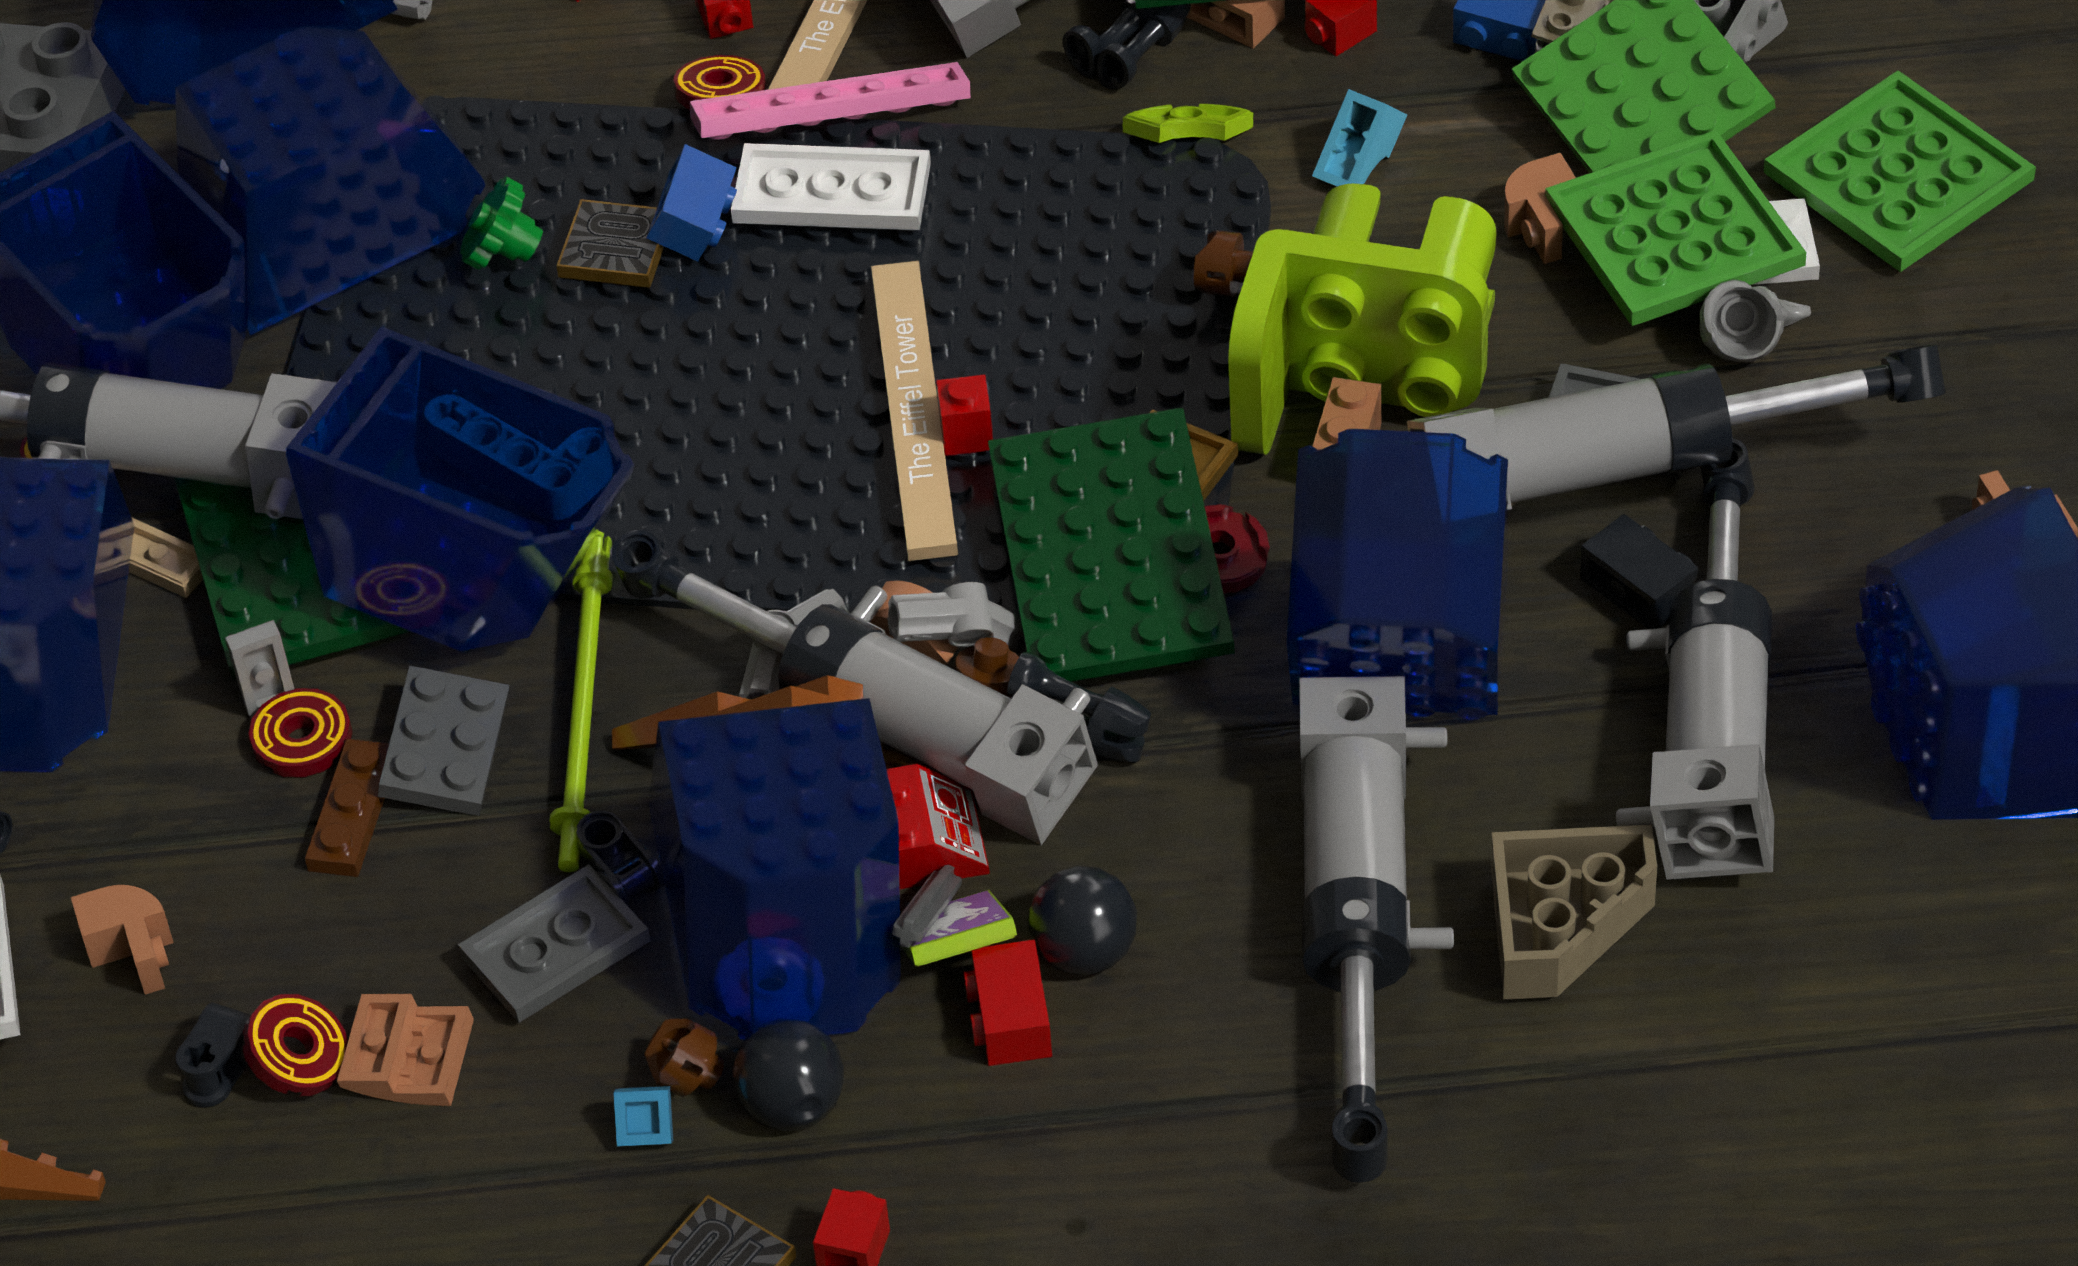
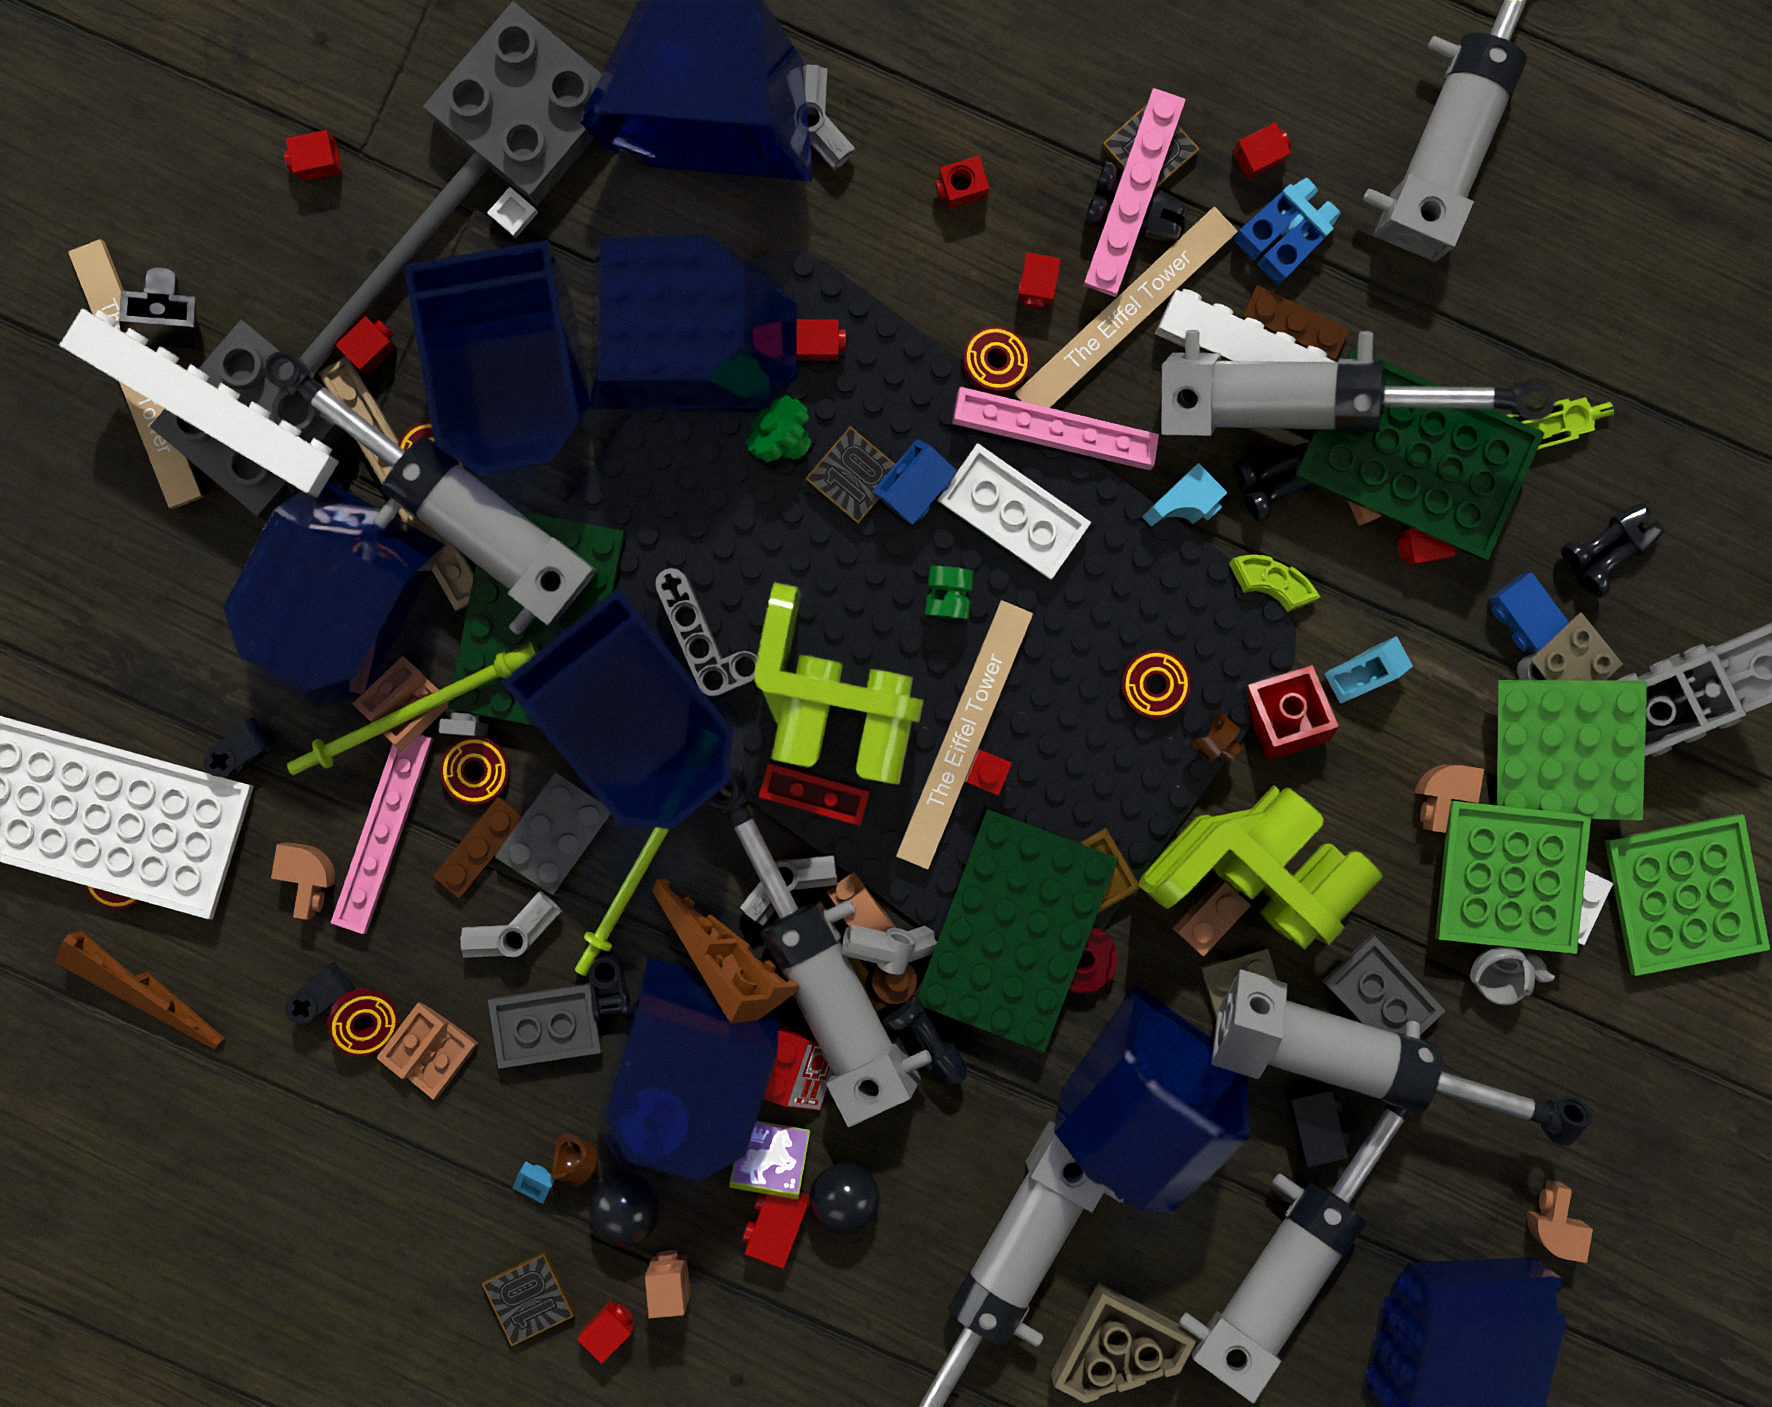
camera: 25 degrees right, 40 degrees up
(163, 697) = (394, 690): none -> nougat slope
(208, 844) = (381, 835): none -> bright pink plate
(280, 573) = (502, 667): none -> lime bar
(454, 866) = (493, 940): none -> light grey piece
(495, 141) = (819, 339): none -> red brick
(720, 387) = (804, 699): none -> lime piece
(759, 523) = (814, 793): none -> red brick
(801, 279) = (949, 592): none -> green wheel
(902, 1118) = (667, 1284): none -> nougat brick
(926, 906) = (760, 1145): dark grey axle -> none
(1030, 92) = (1190, 498): none -> medium azure arch
(1115, 241) = (1176, 684): none -> dark red tile
(1284, 200) = (1291, 713): none -> red slope

